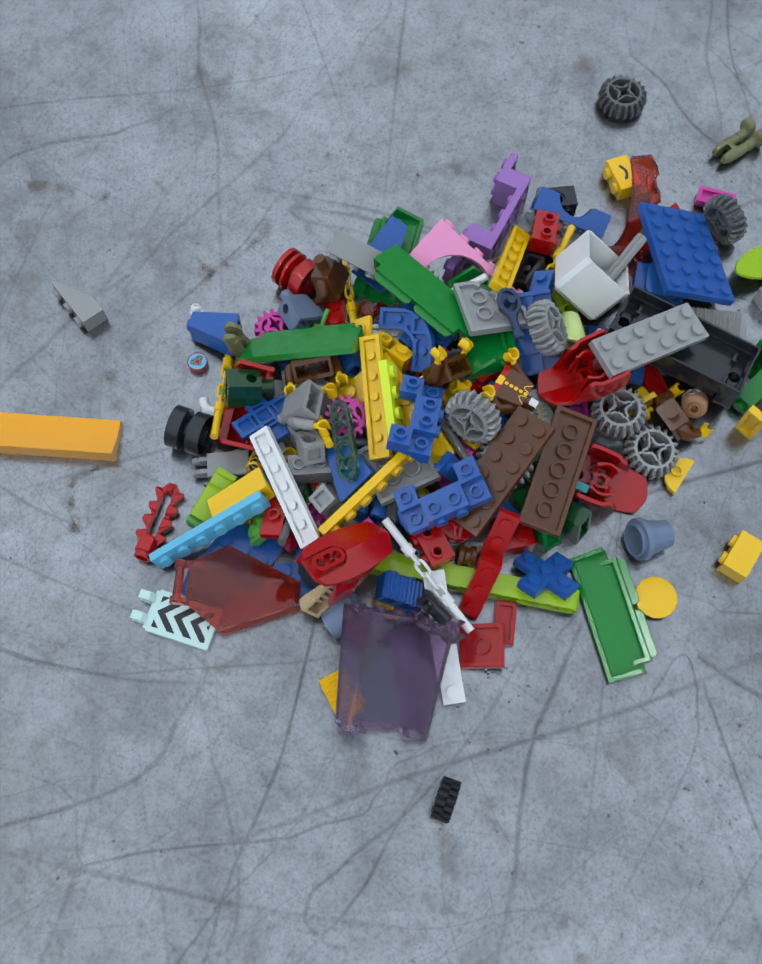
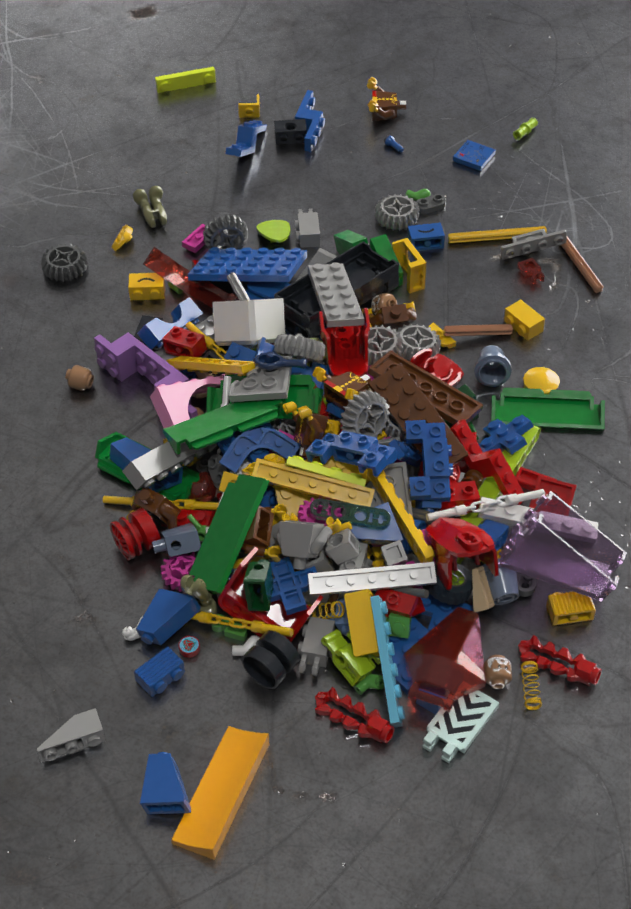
camera: 70 degrees left, 20 degrees down
(45, 388) = (163, 786): none -> blue slope
(160, 347) = (159, 671): none -> blue brick
(213, 682) = (534, 699): none -> yellow piece
(238, 639) = (498, 671): none -> medium nougat head
(264, 723) = (583, 671): none -> red sword
(441, 614) = (520, 507): black piece -> none
(474, 165) = (79, 378): none -> medium nougat head
(683, 133) = (123, 237): none -> yellow plate
(702, 511) = (478, 330): none -> nougat axle

